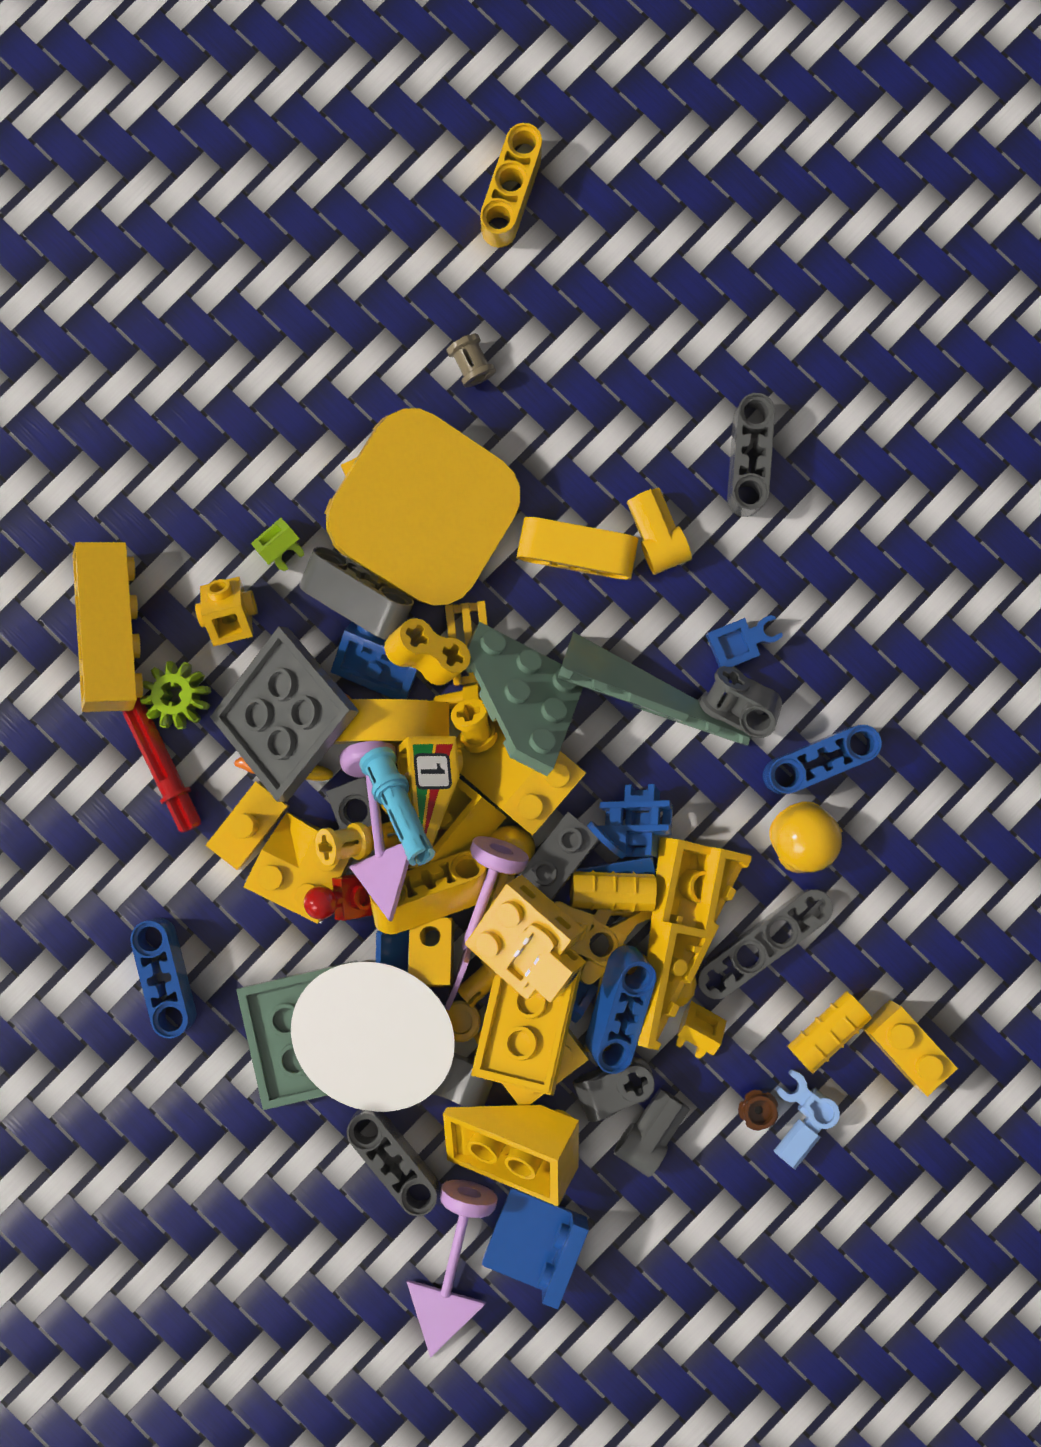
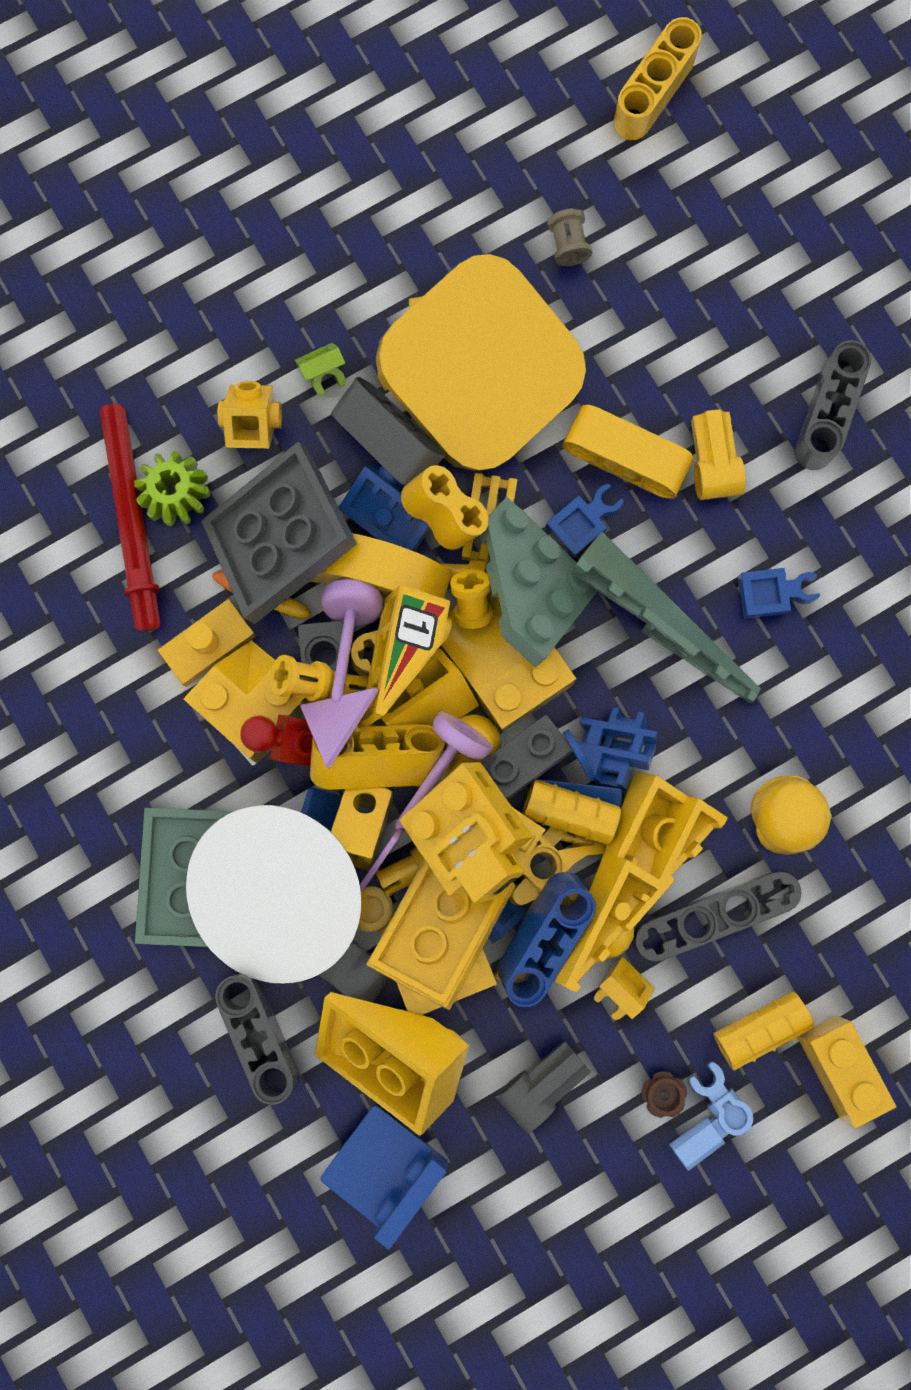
camera: 15 degrees right, 5 degrees down
(105, 626) = (120, 398): yellow brick -> none
(155, 989) = (60, 762): blue beam -> none
(392, 790) = (367, 635): medium azure pin -> none
(440, 1310) = (260, 1216): lavender piece -> none
(551, 625) = (581, 523): none -> blue plate
(607, 1093) = (504, 1027): dark grey piece -> none
(740, 701) = (756, 651): dark grey piece -> none
(833, 766) = (853, 744): blue beam -> none

